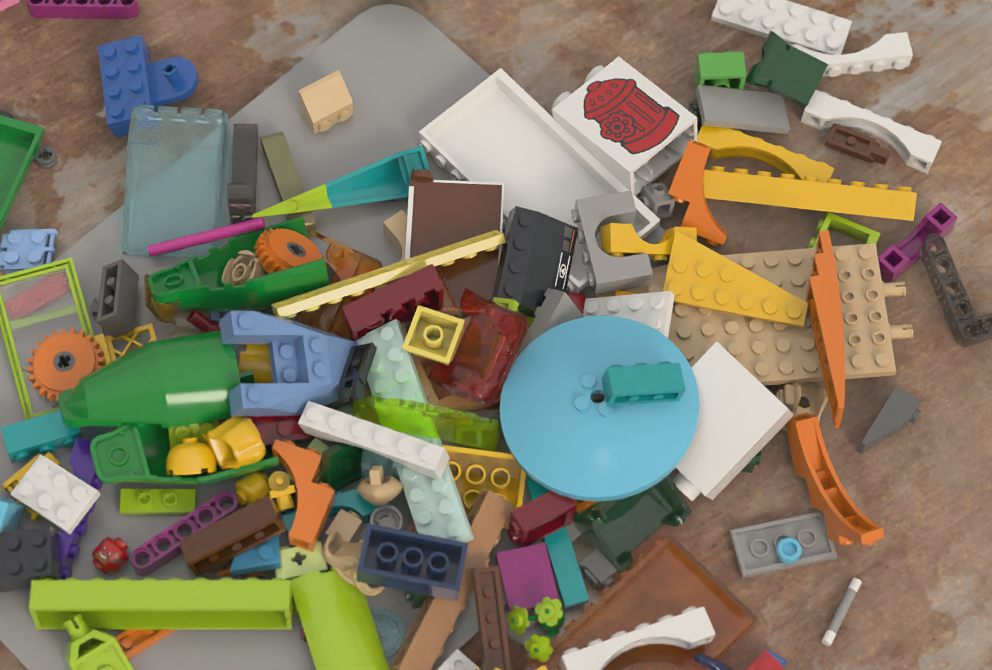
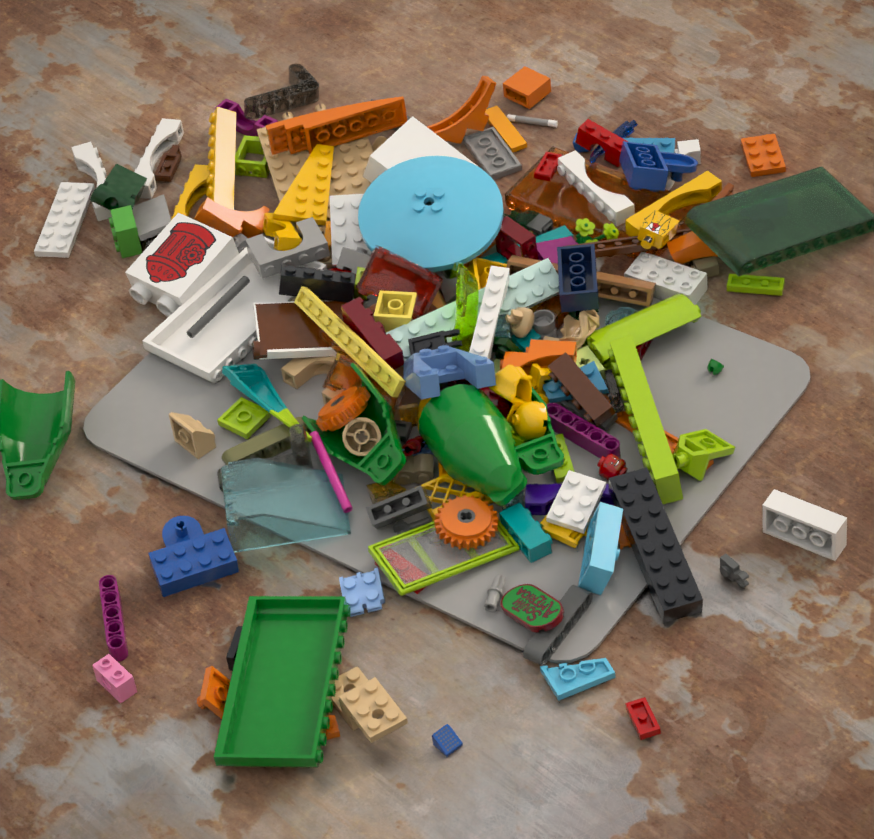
camera: 90 degrees left, 20 degrees down
(340, 160) = (244, 418): none -> lime plate
(534, 155) = (218, 306): none -> dark grey piece
(643, 383) = (417, 172): teal brick -> none
(702, 594) = (547, 166): none -> red plate
(788, 550) = (498, 145): medium azure tile -> none
(831, 570) = (505, 129): none -> light orange tile
(907, 614) = (527, 87): none -> orange brick

